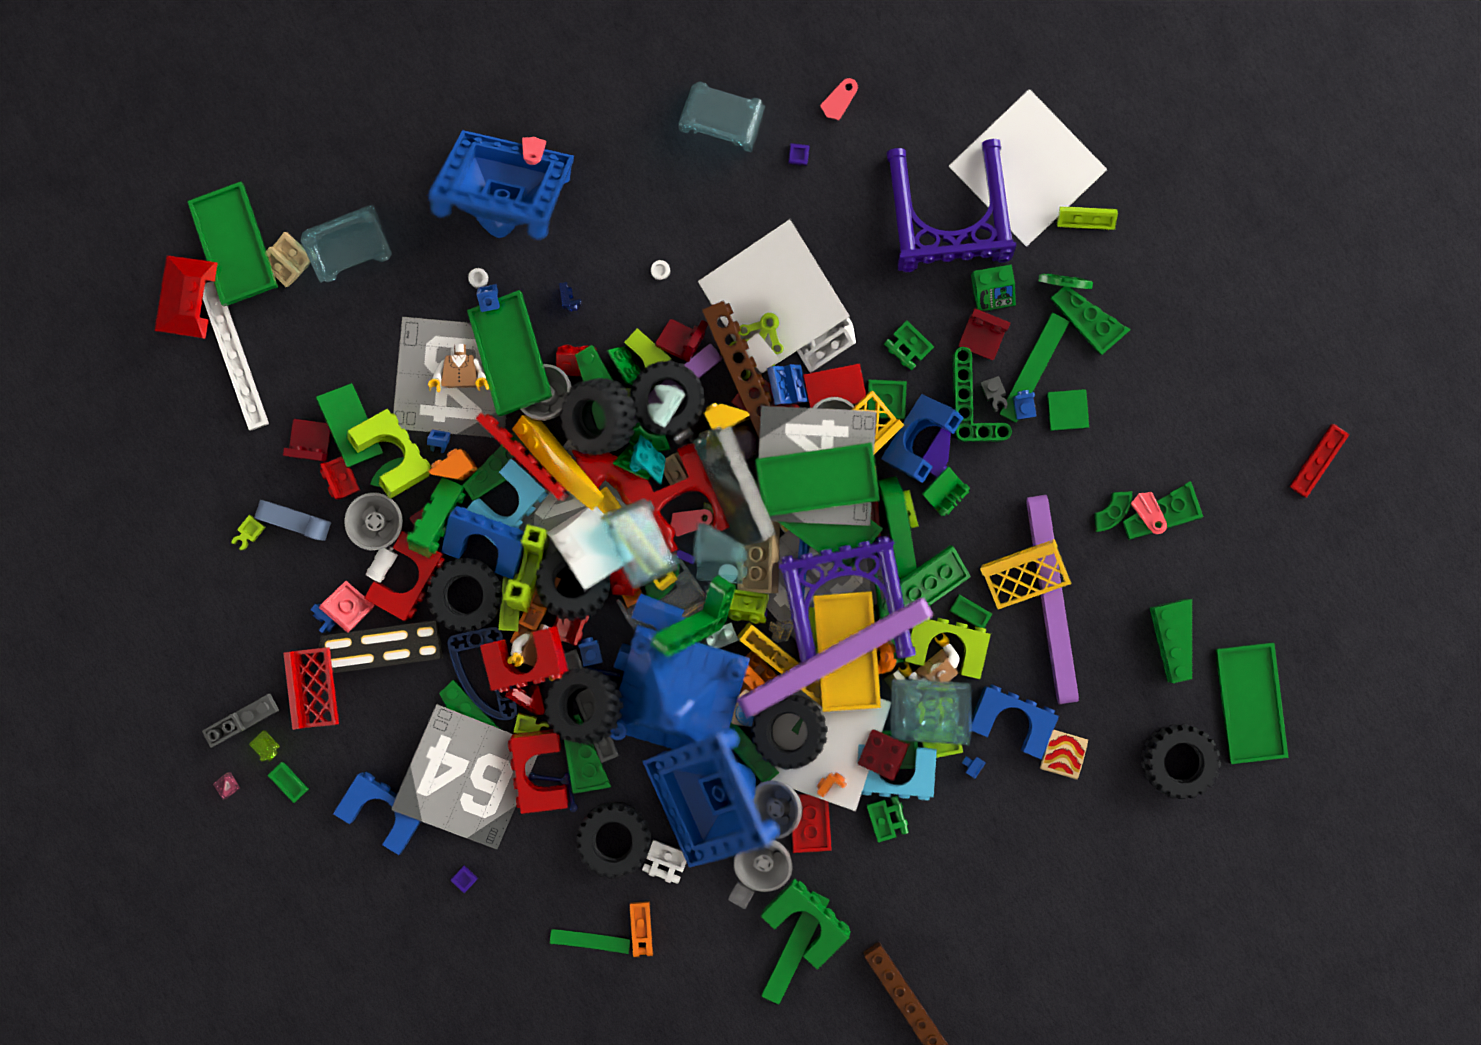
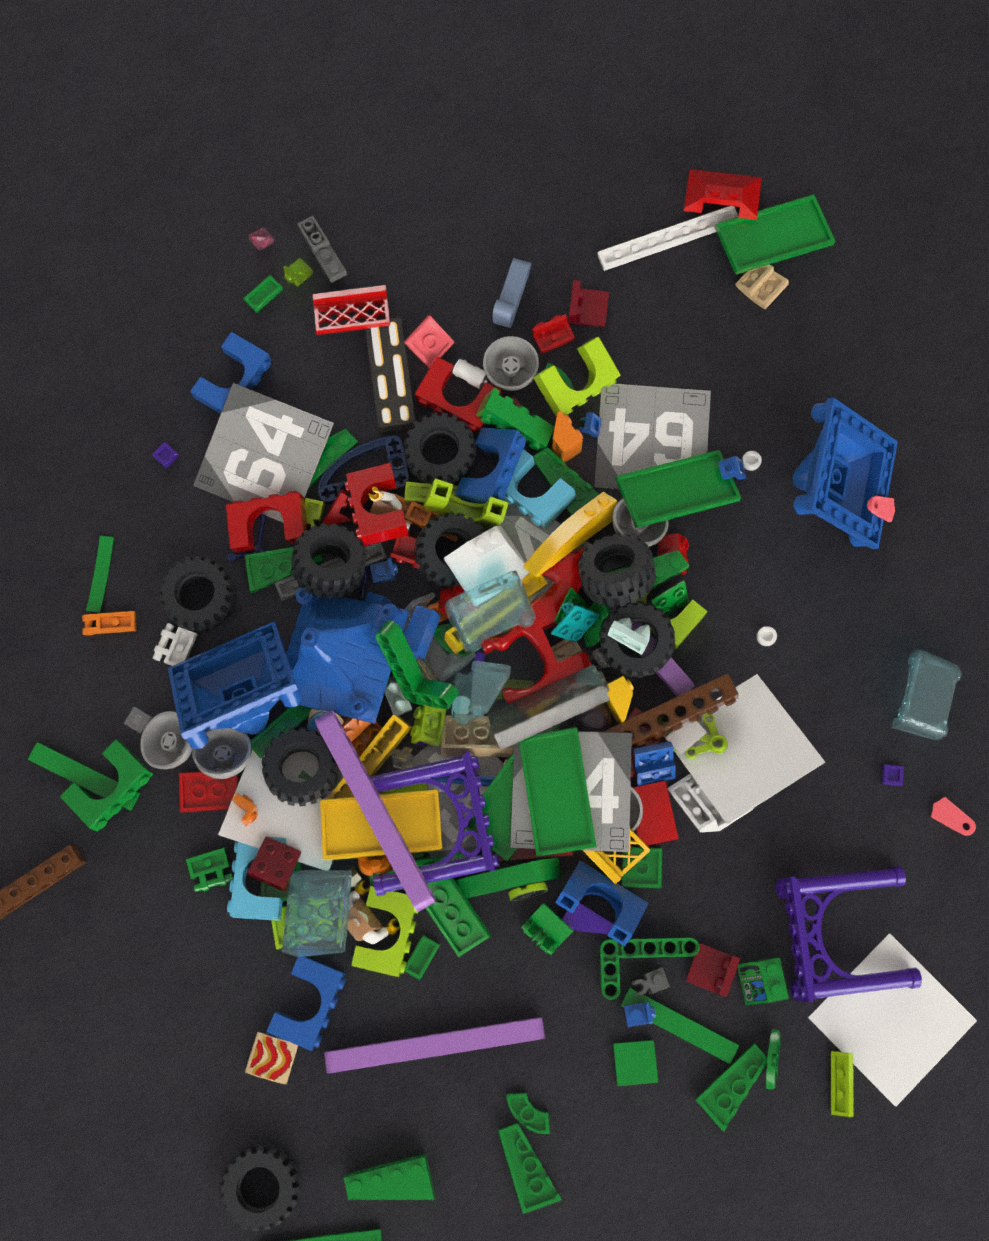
camera: 90 degrees right, 10 degrees down
(249, 530) = (501, 255): lime plate -> none
(321, 616) = (411, 325): blue bracket -> none
(343, 412) = (616, 334): green tile -> none
(345, 243) = (780, 335): clear light blue windscreen -> none
(459, 371) = (658, 441): torso -> none
(518, 452) = (578, 497): red plate -> none
(566, 295) = (736, 543): clear blue bracket -> none
(681, 340) = (697, 656): dark red bracket -> none
(687, 521) = (514, 659): coral piece -> none
(913, 341) = (703, 894): green plate -> none
(974, 766) = (261, 961): blue tile -> none
(1017, 559) = (477, 1009): yellow fence -> none
(1149, 511) = (528, 1152): coral piece -> none

